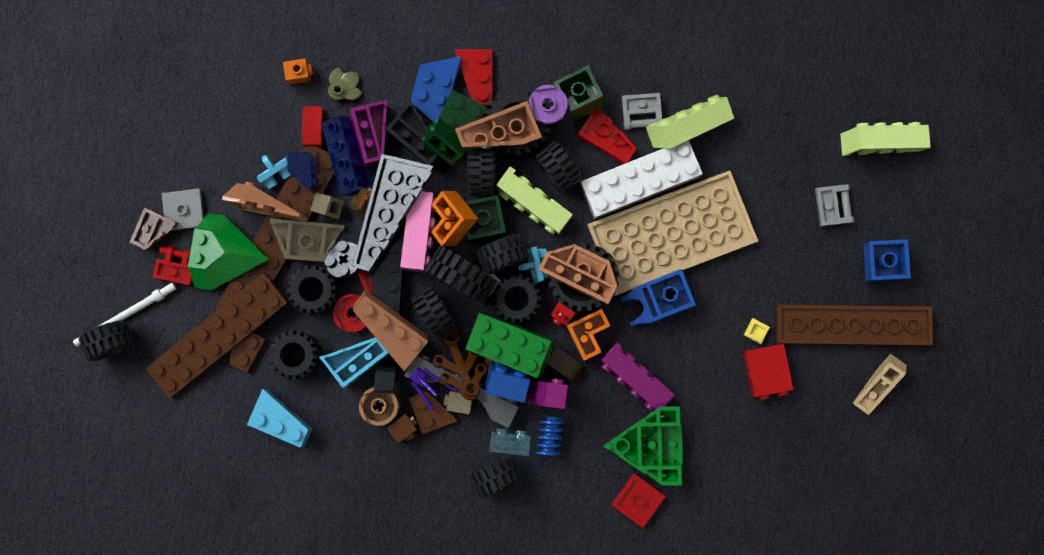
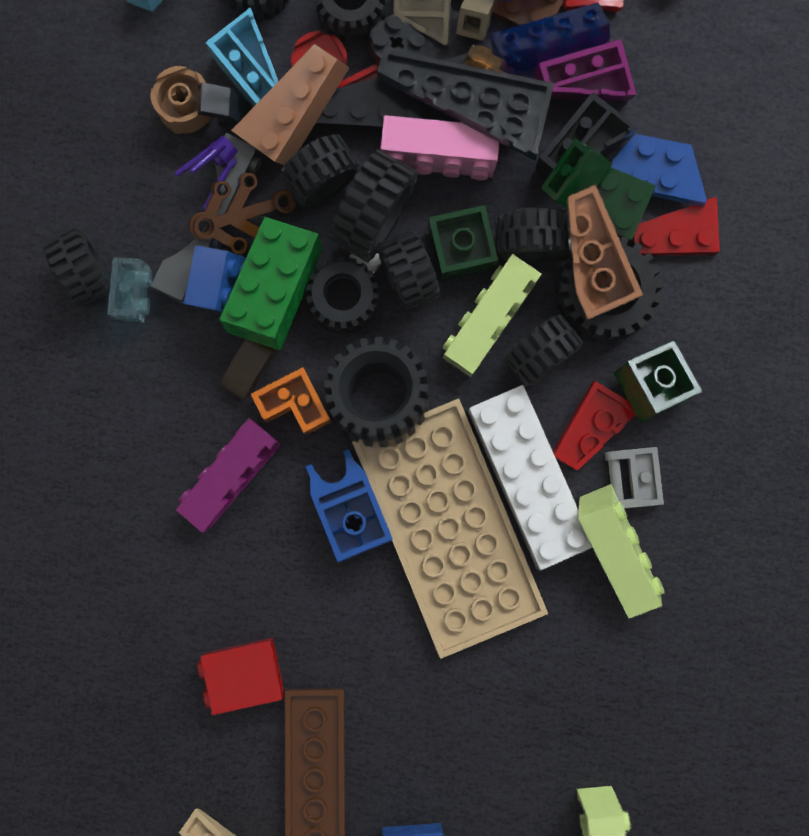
camera: 75 degrees right, 0 degrees up
(346, 83) = (658, 41): olive plate -> none
(403, 428) = (151, 136): reddish brown brick -> none
(428, 419) = (169, 187): reddish brown wing -> none
(456, 218) = (462, 193): orange brick -> none
(456, 403) = (183, 210): dark tan brick -> none
(533, 264) = (408, 321): medium azure hips -> none
(547, 393) = (199, 345): magenta wedge -> none
(550, 436) = (141, 351): blue piece -> none
(555, 96) = (649, 316): medium lavender plate -> none
(562, 315) = (319, 360): red slope -> none
(581, 271) = (381, 382): nougat wedge -> none
(638, 500) = (47, 482): red plate -> none
(654, 445) = (124, 504): green wedge -> none
(756, 331) = (303, 658): light yellow tile -> none
(828, 205) = (497, 768): light grey plate -> none

